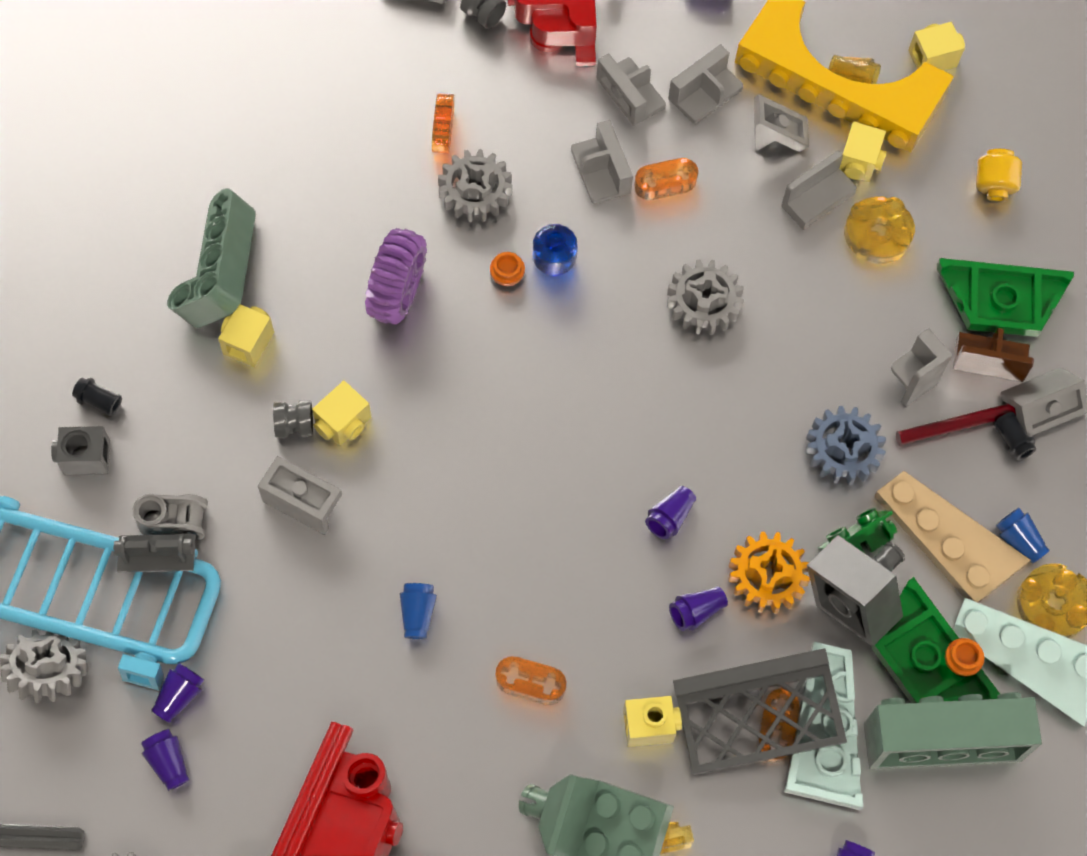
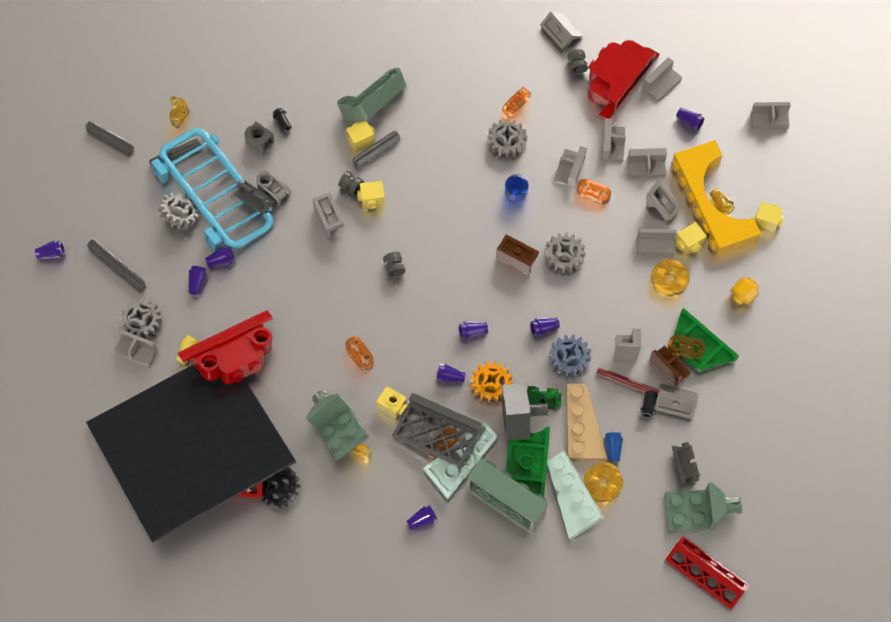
camera: 40 degrees right, 0 degrees up
(286, 339) = (376, 148): none -> dark grey axle
(395, 276) = (438, 152): medium lavender gear -> none
(417, 609) = (337, 293): blue cone -> none
(468, 498) = (394, 265): none -> dark grey wheel
(507, 269) = (491, 182): orange plate -> none
(642, 349) = (516, 254): none -> reddish brown panel
(769, 429) = (542, 326): none -> dark purple cone
(964, 657) = (540, 472): orange plate -> none
(999, 317) = (686, 346): none -> clear orange beam

